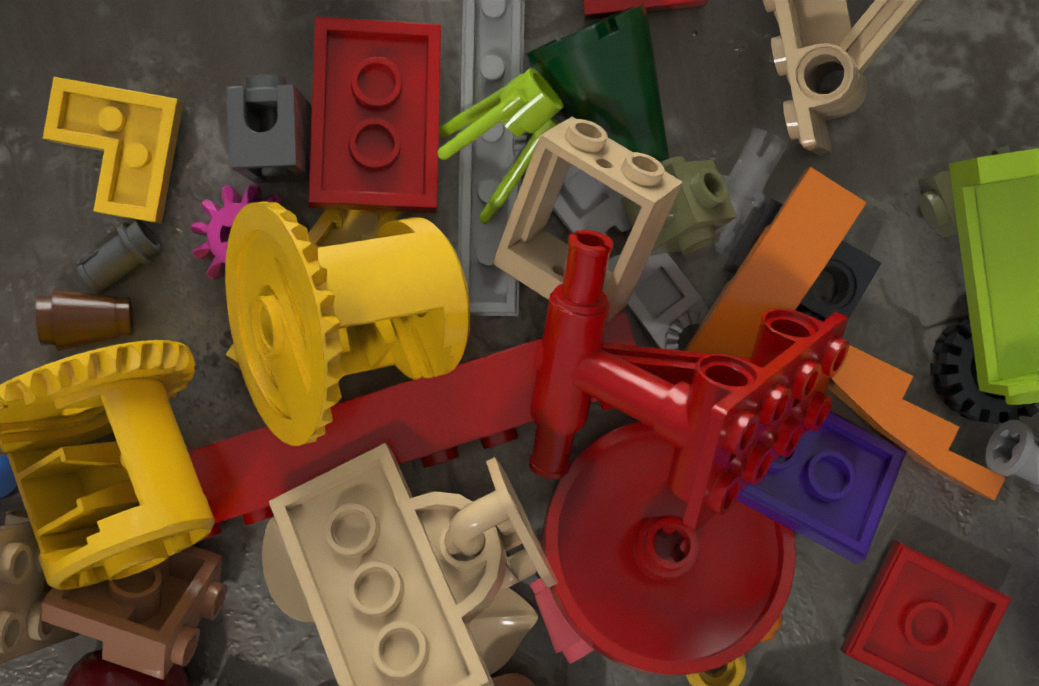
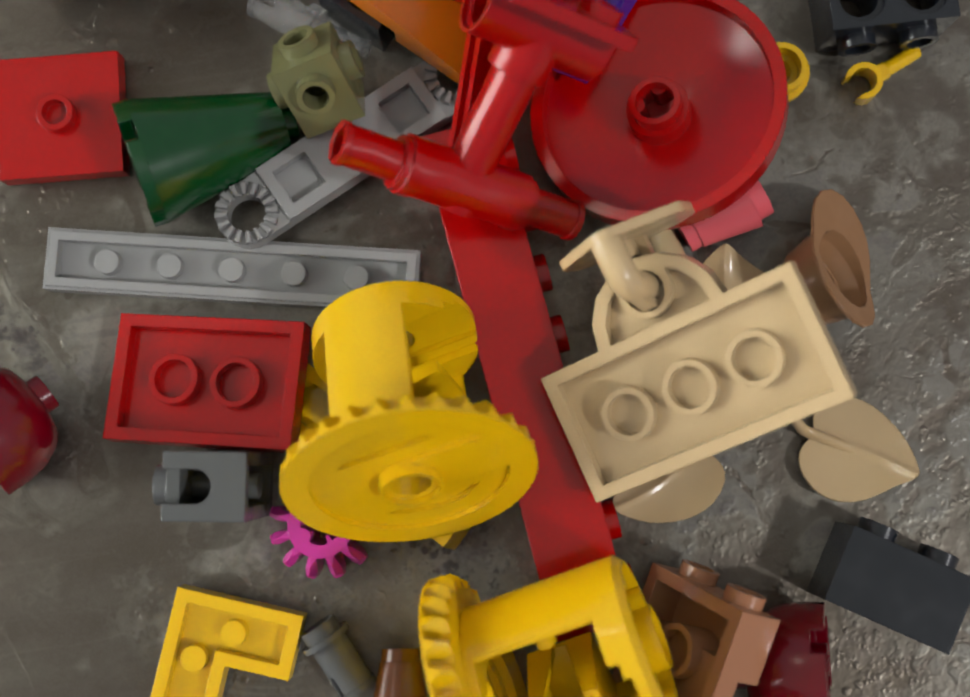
camera: 80 degrees left, 5 degrees down
(521, 106) = (205, 223): lime plant -> none
(536, 255) = (369, 208): tan window -> none

